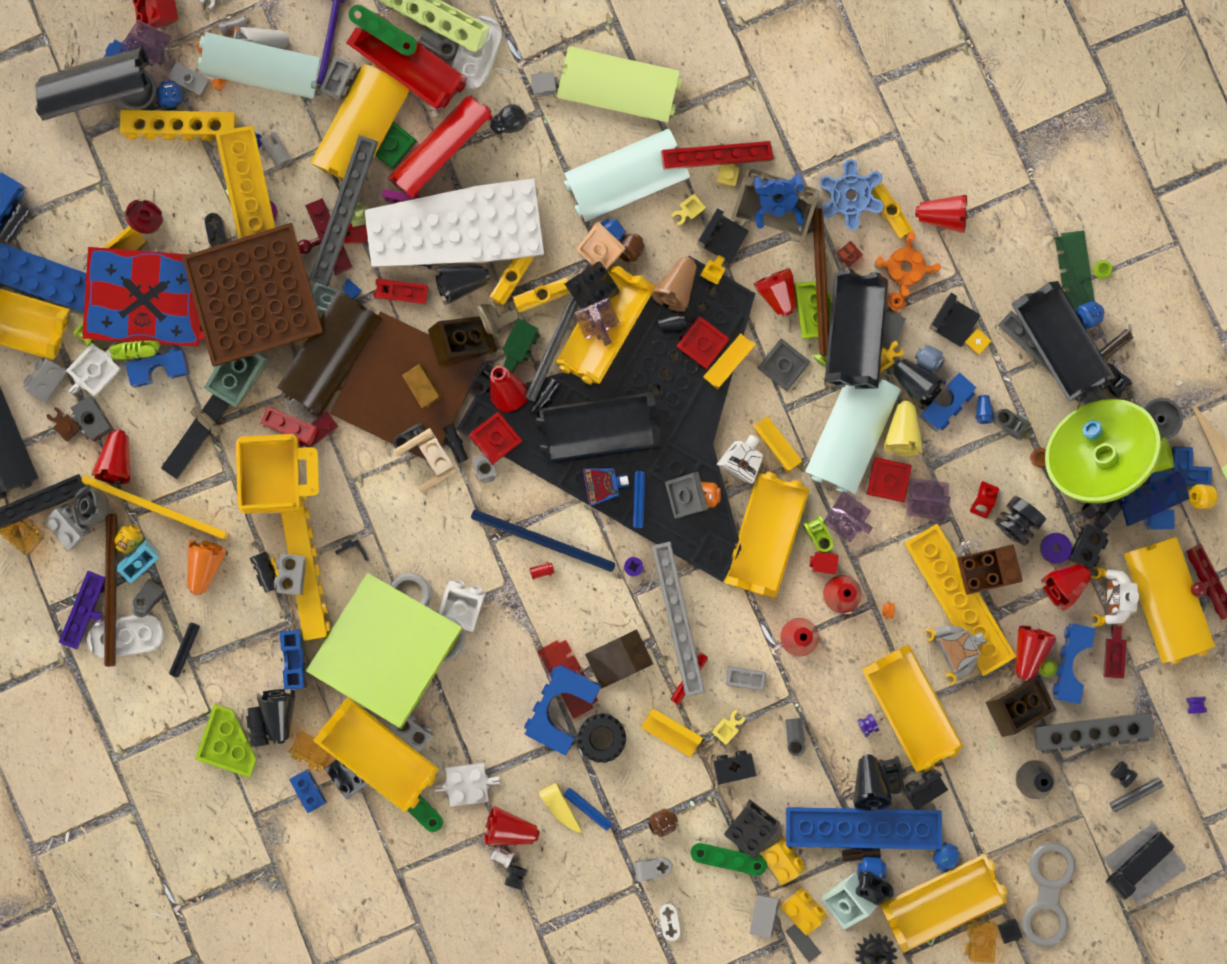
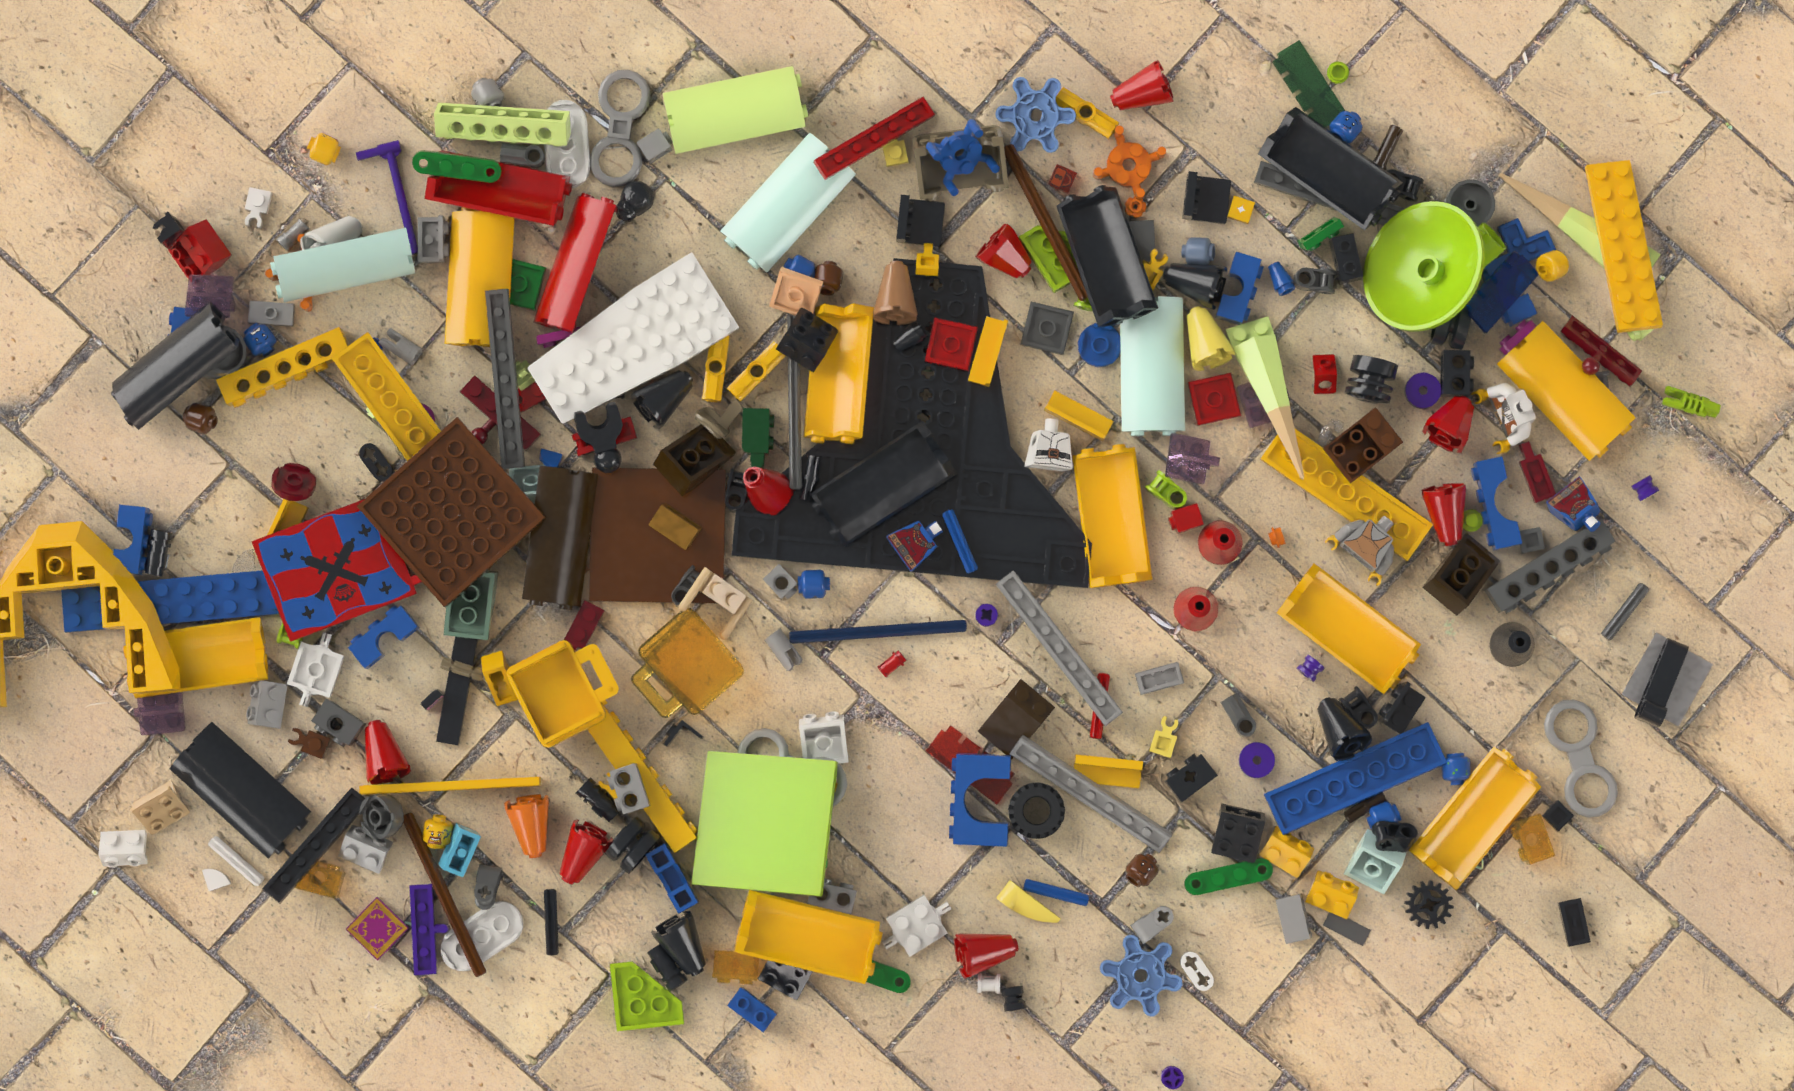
camera: 20 degrees left, 0 degrees up
(48, 592) = (377, 928): none -> tile
(95, 134) = (200, 418): none -> reddish brown head
(134, 349) = (351, 628): lime hinge -> none
(172, 434) = (432, 699): none -> black tile
(229, 433) = (494, 670): none -> yellow arch
(234, 605) = (583, 850): none -> red cone
(272, 616) = (630, 843): none -> black wheel
(289, 425) = (552, 632): red tile -> none
(383, 496) = (689, 664): none -> clear yellow piece
(397, 291) = (602, 438): none -> black piece
(455, 443) = (737, 570): black pin -> none
(463, 521) = (783, 650): none -> light grey hinge
(495, 438) = (778, 546): red plate -> none
(509, 480) = (813, 584): none -> blue head
(523, 58) = (620, 128): none -> light grey bar
(597, 319) = (828, 371): bracket -> none
(633, 915) = (1156, 980): none -> medium blue plate
(650, 744) = (1091, 793): none -> light grey tile
(686, 495) = (1008, 514): dark grey tile -> none
(690, 208) = (871, 206): light yellow plate -> none
(711, 493) = (1029, 503): orange head -> none
(792, 786) = (1246, 760): none -> dark purple piece
(818, 397) = (1099, 345): none -> blue tile
(939, 467) = (1260, 360): none -> yellowish green plate
(1038, 457) = (1360, 303): dark orange tile -> none
(1039, 388) = (1313, 239): none -> green plate
(1043, 417) = (1346, 258): none -> black brick
(1088, 705) = (1531, 540): none -> dark grey plate
(1092, 430) = (1404, 249): dark azure tile -> none
(1123, 774) = (1601, 596): black wheel -> none
(1135, 694) = (1575, 506): none -> torso
(1157, 536) = (1509, 342): none -> magenta plate

